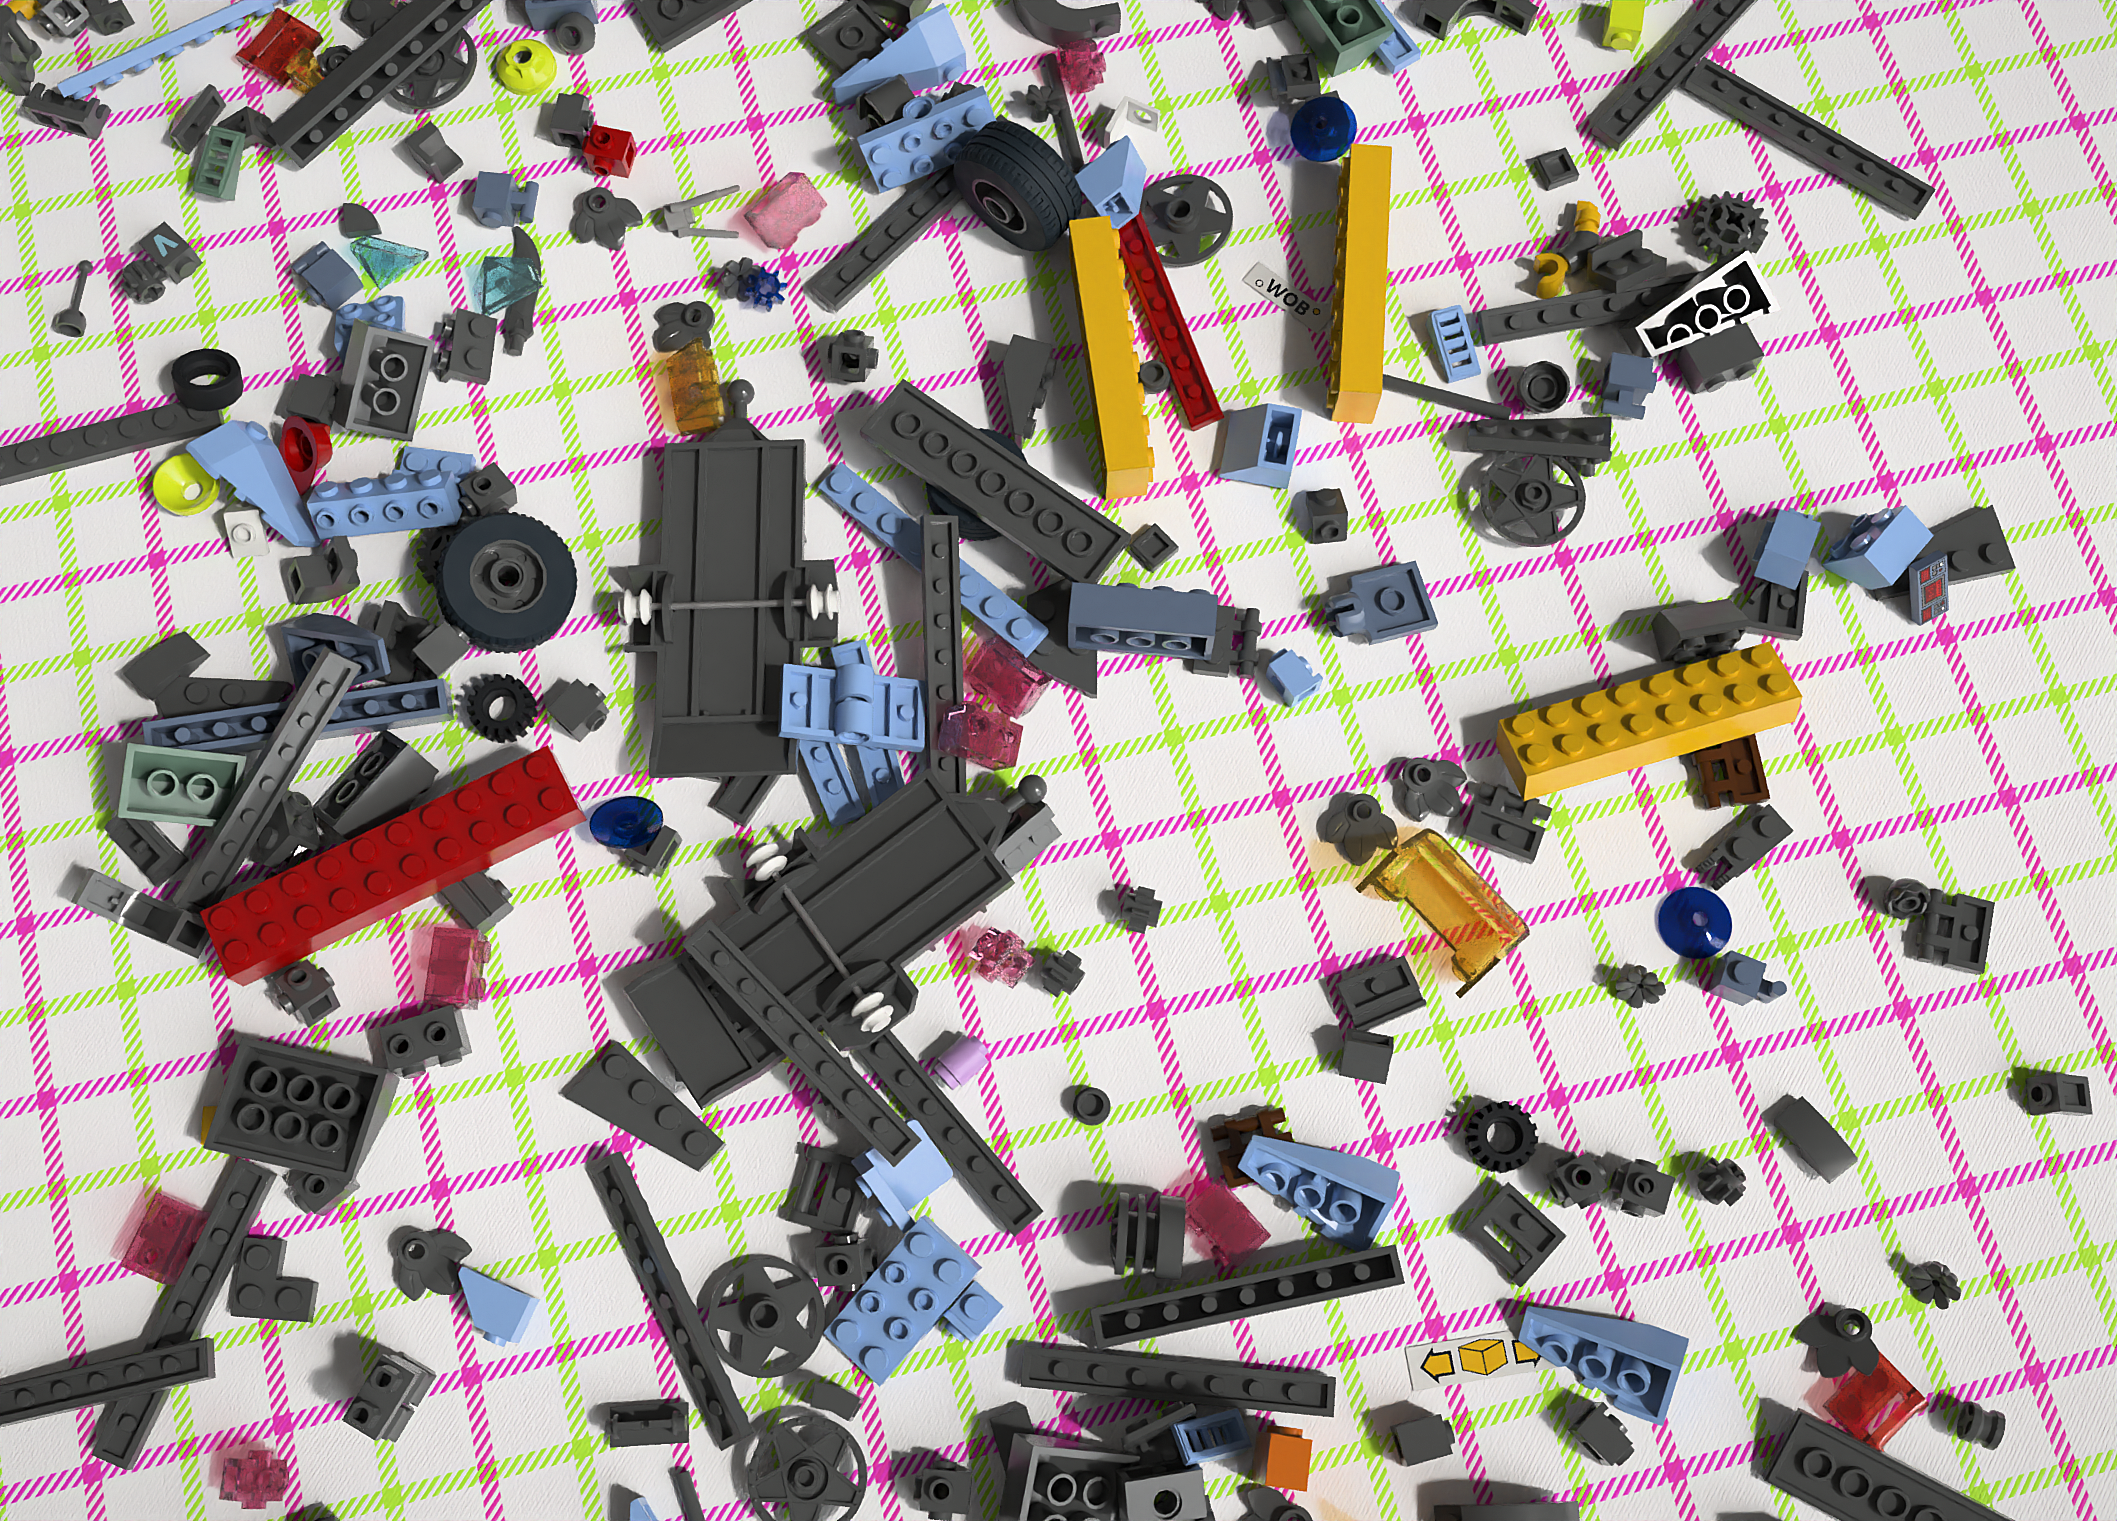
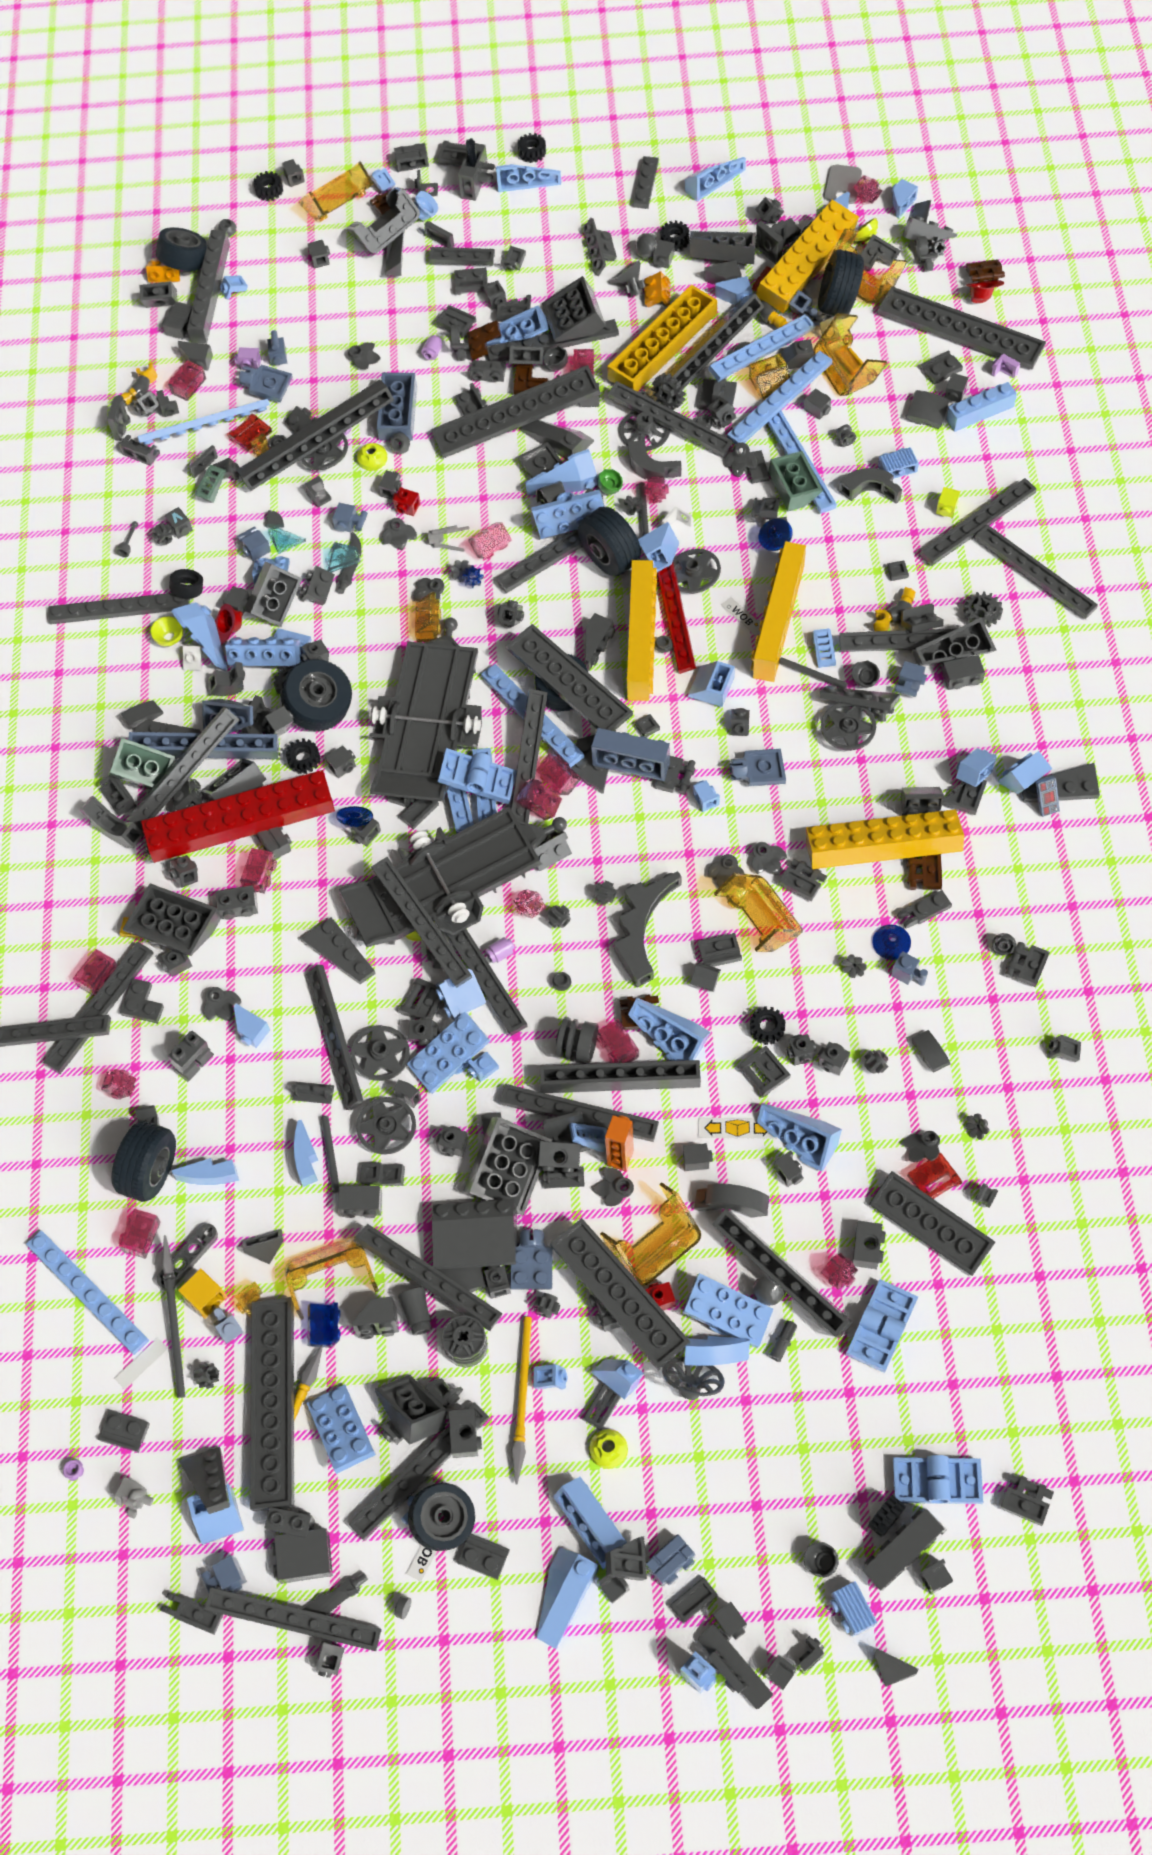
camera: 15 degrees right, 10 degrees down
(990, 61) = (609, 481): none -> bright green hair
(1216, 1020) = (642, 902): none -> dark grey arch

